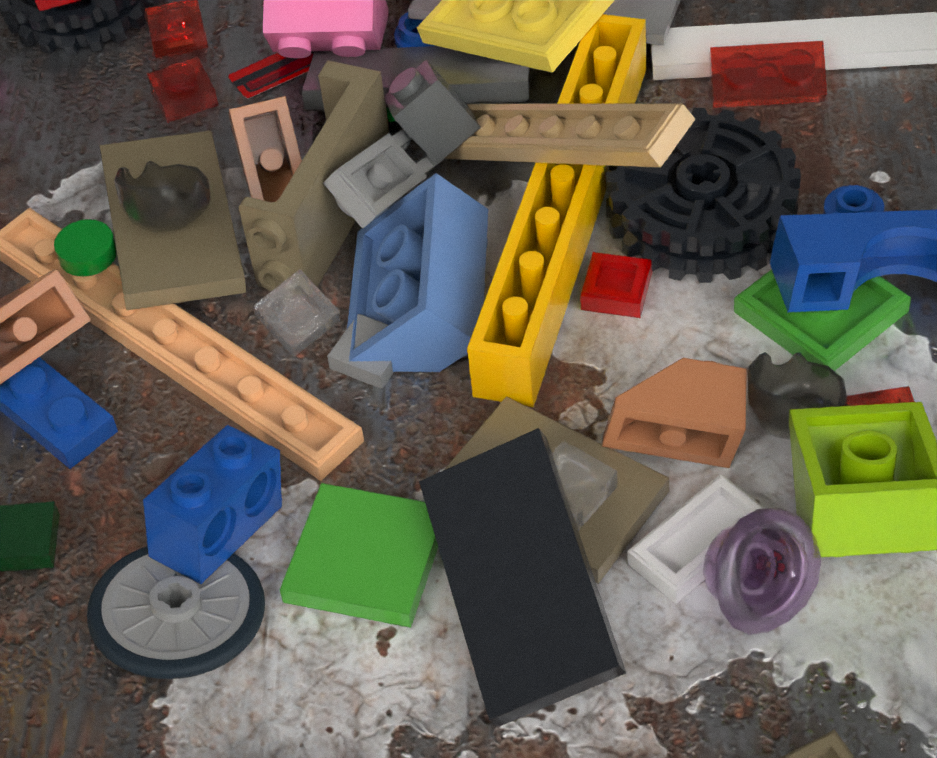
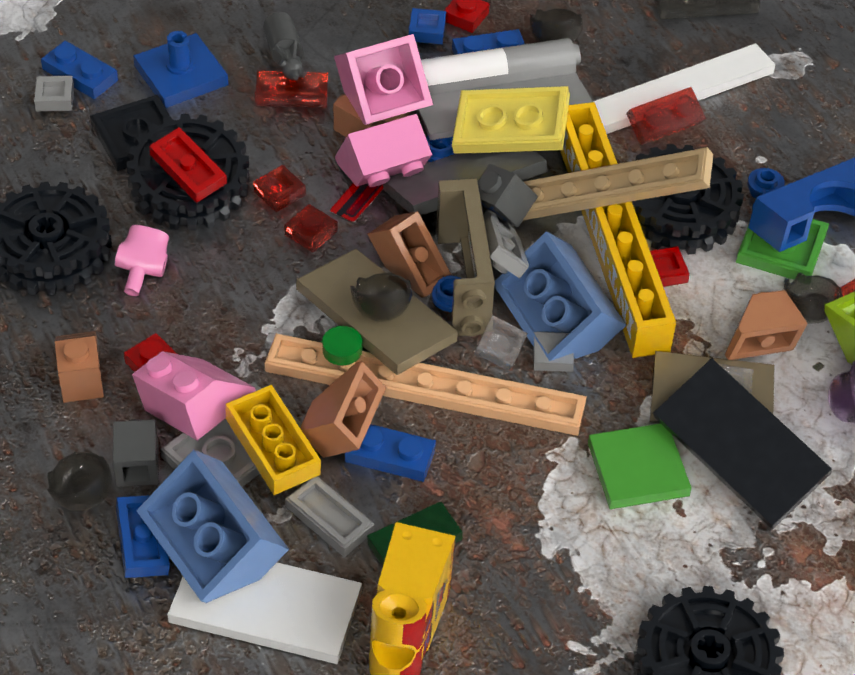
camera: 35 degrees left, 0 degrees up
(143, 632) = (558, 533): light grey wheel -> none
(213, 503) = (547, 466): blue brick -> none
(675, 550) = (807, 392): white tile -> none

